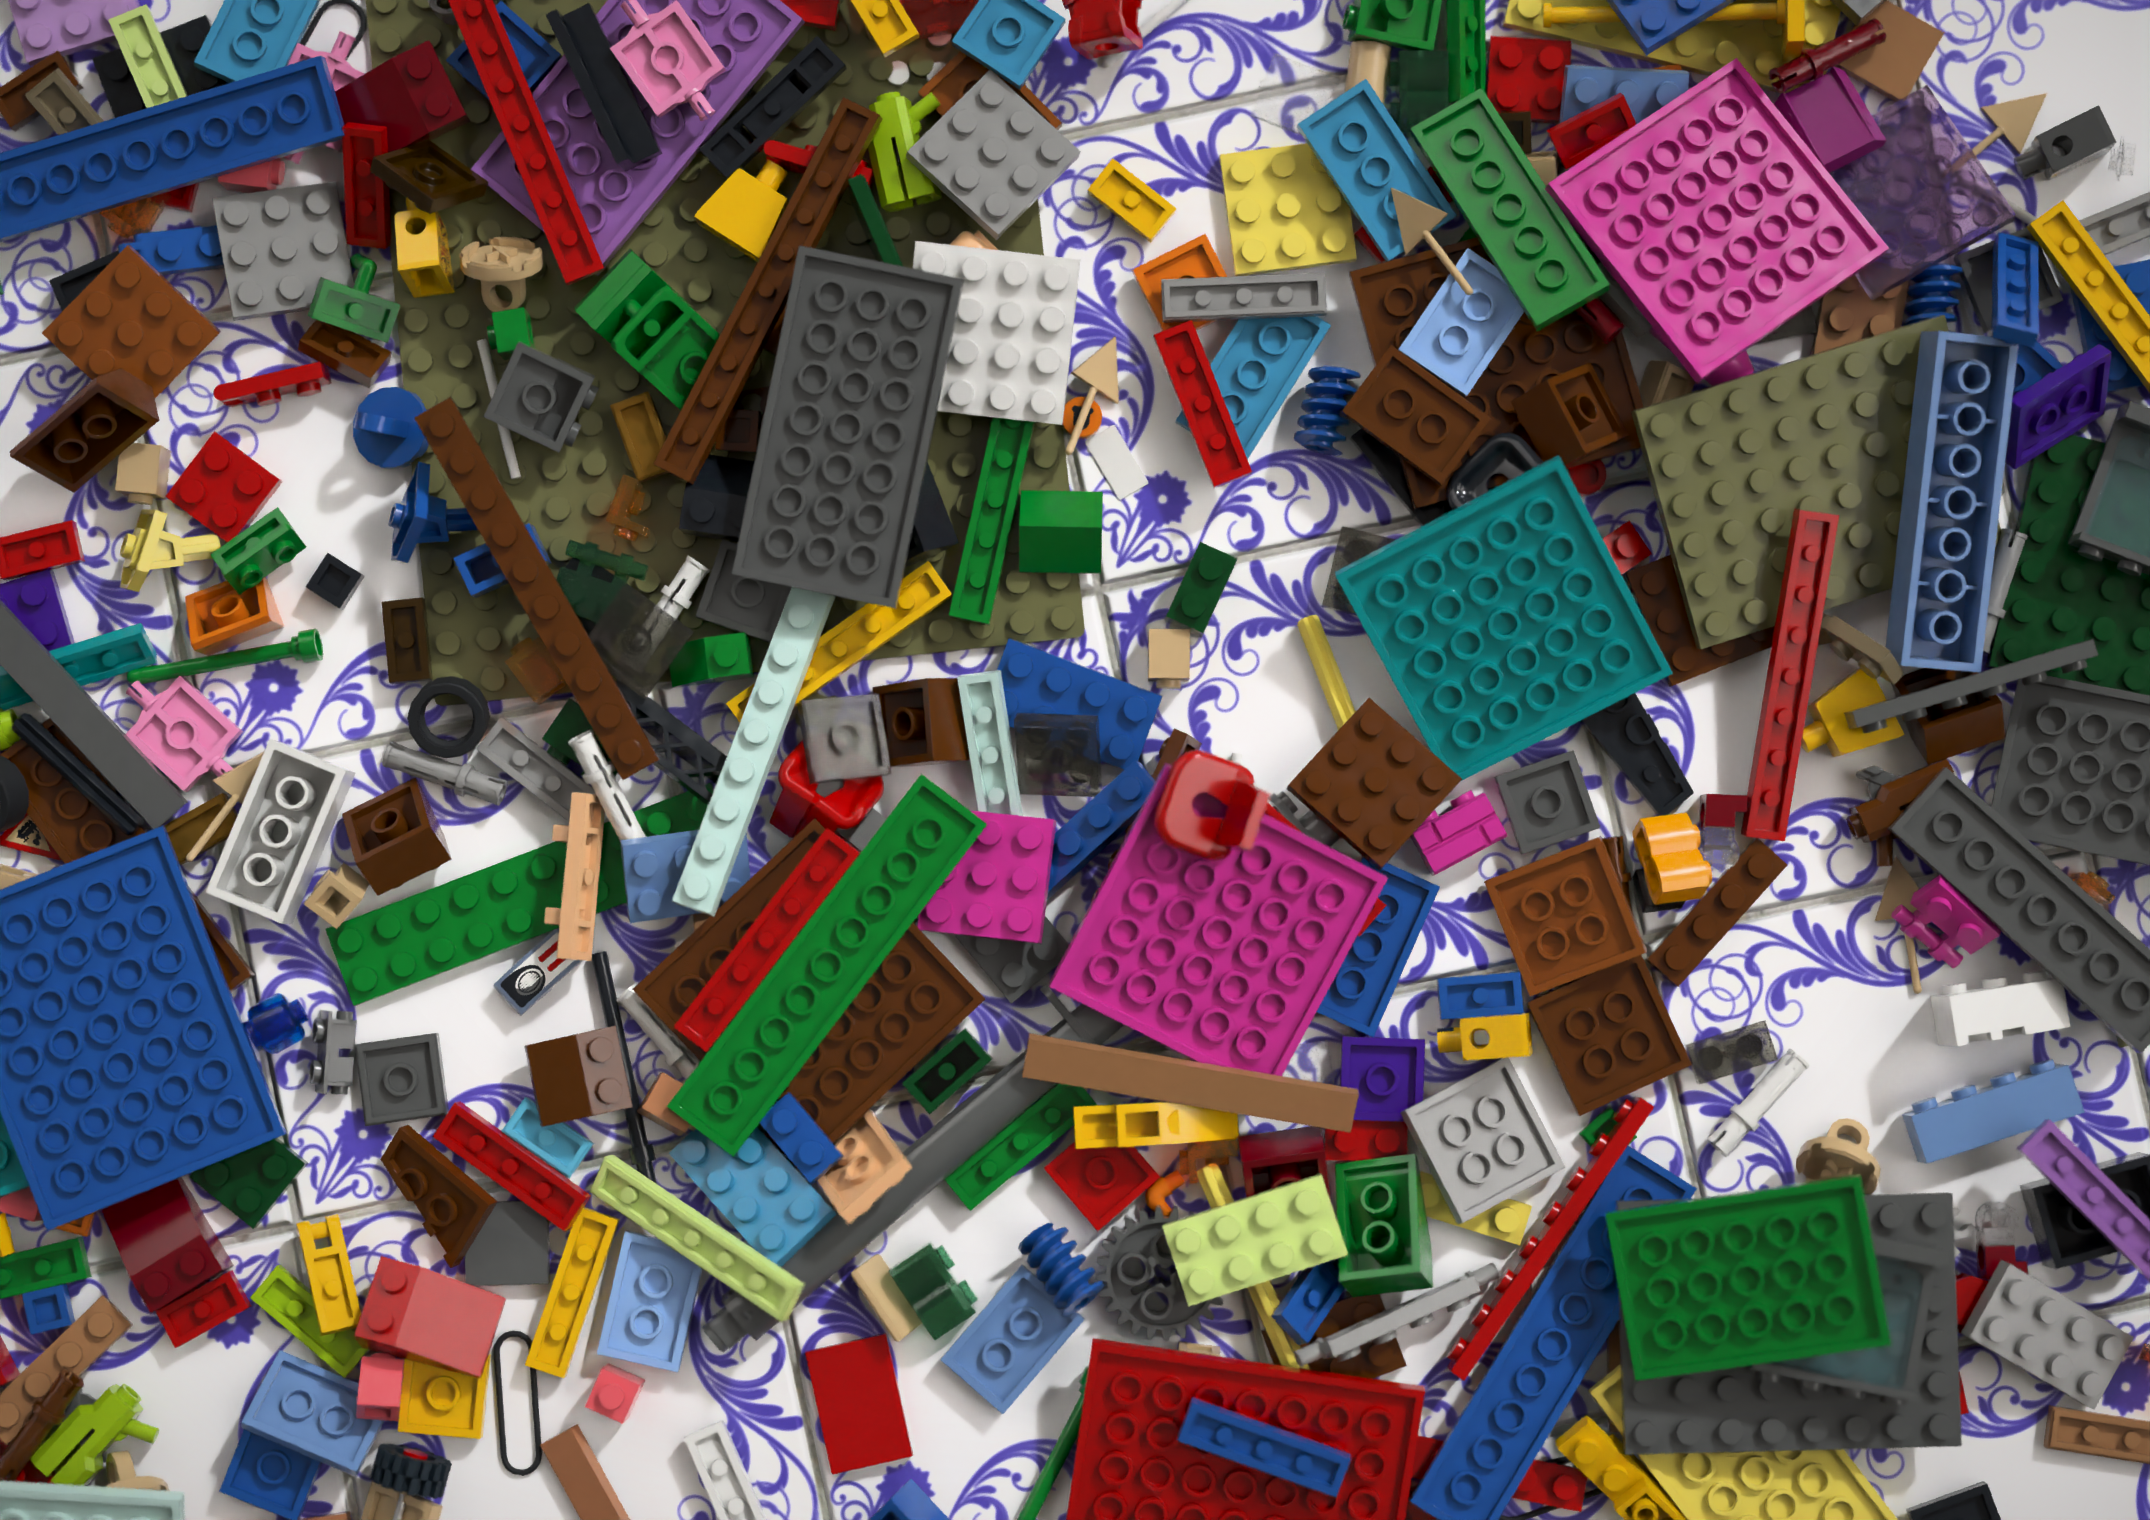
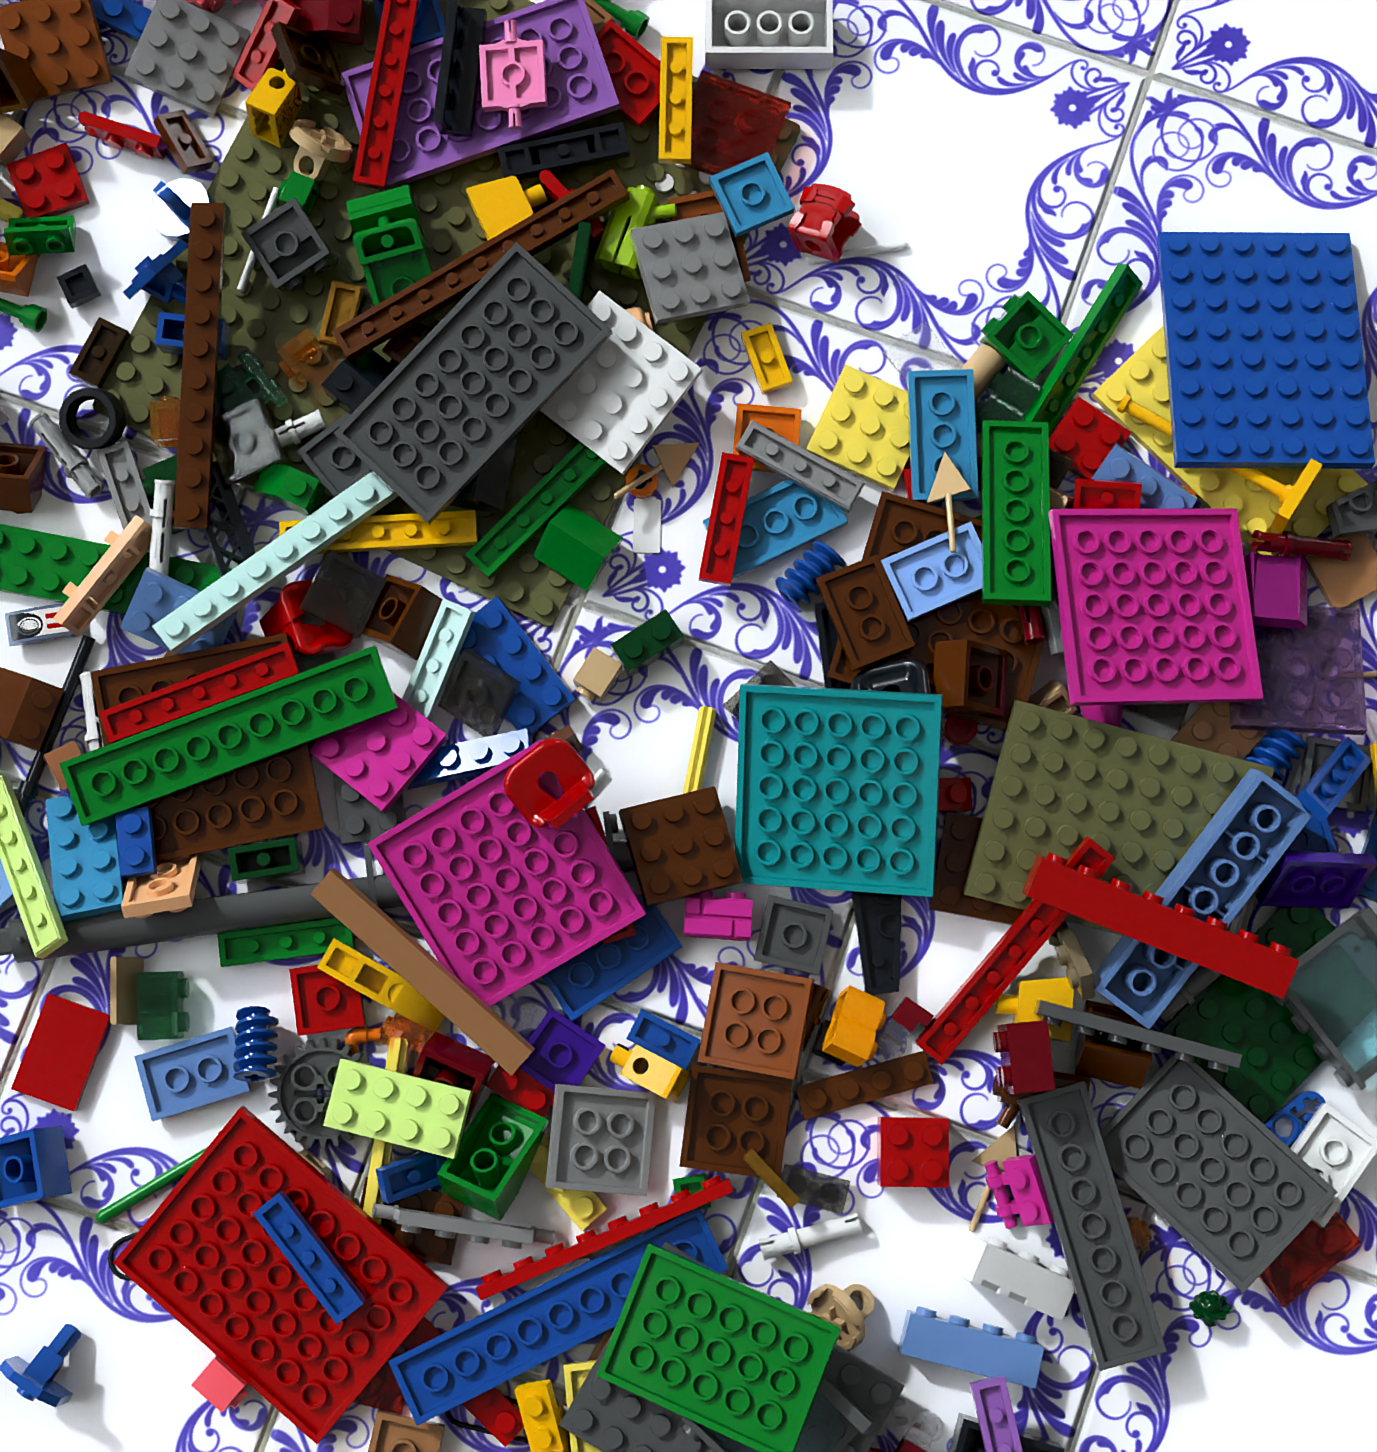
camera: 30 degrees right, 5 degrees down
(354, 306) = (208, 116): green plate -> none
(1684, 1069) = (771, 1178): none -> pearl gold tile
(1811, 950) = (913, 1152): none -> red brick
(1871, 781) = (1024, 1057): none -> dark red brick
(1930, 558) = (1161, 926): none -> red brick

